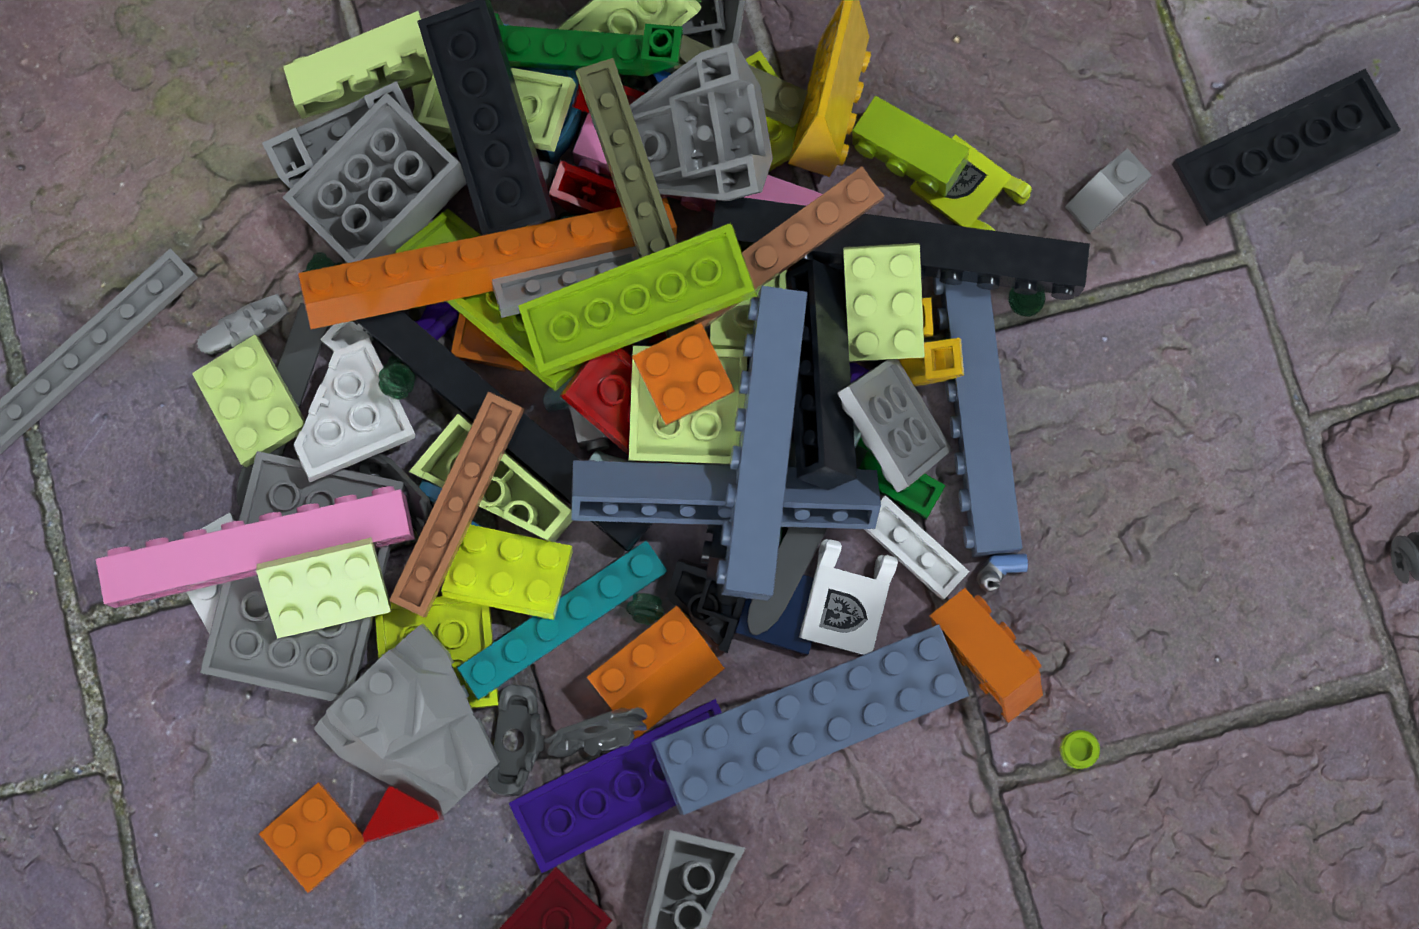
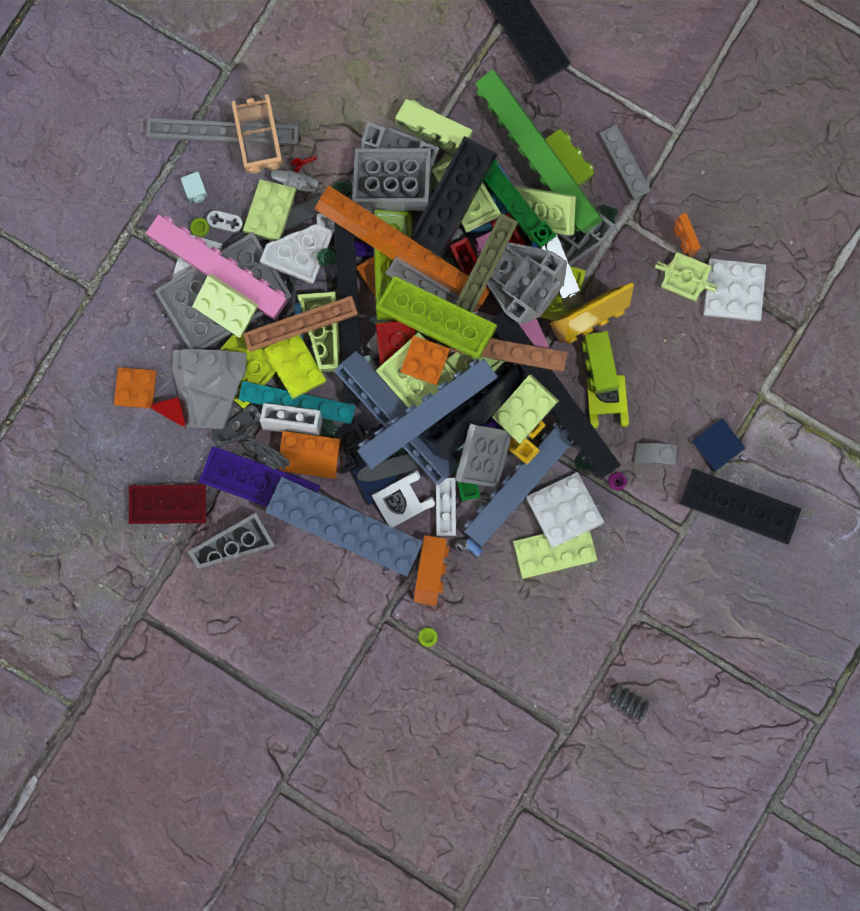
camera: 45 degrees right, 5 degrees up
(111, 476) = (194, 188): none -> light aqua brick
(127, 314) = (257, 135): none -> clear door
(175, 521) = (200, 227): none -> lime tile
(199, 472) = (226, 217): none -> white beam
(225, 296) = (299, 162): none -> red hand
(580, 650) = (290, 419): none -> white brick
(1074, 386) = (564, 510): none -> white plate
(1106, 276) = (617, 476): none -> magenta plate
(1118, 454) = (537, 556): none -> yellowish green plate
(1171, 99) = (718, 444): none -> dark blue tile

